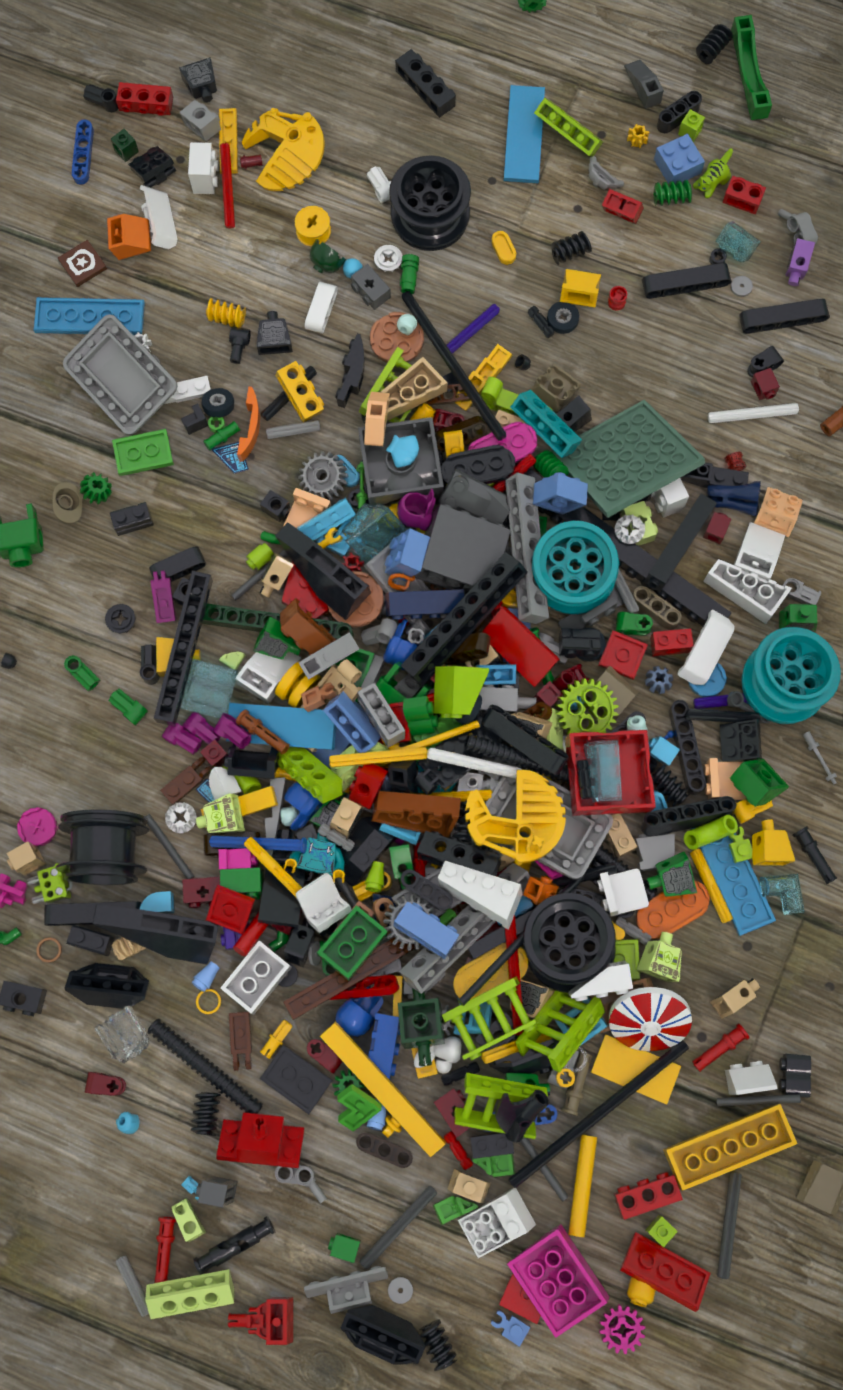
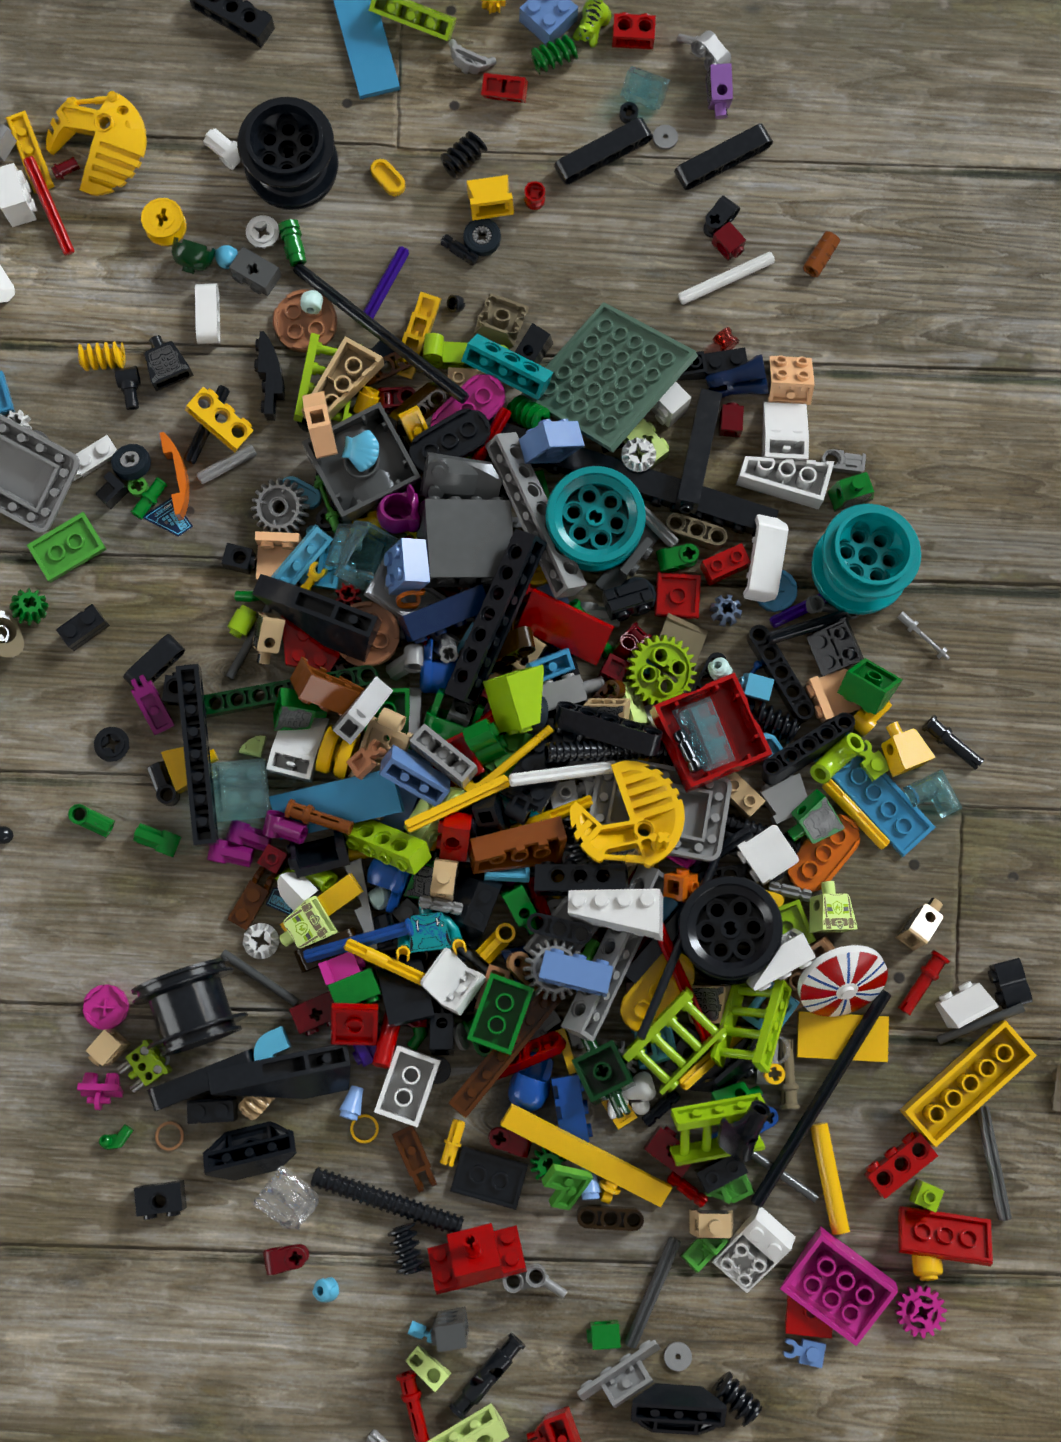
camera: 25 degrees left, 5 degrees up
(375, 878) = (498, 933): lime cone -> none

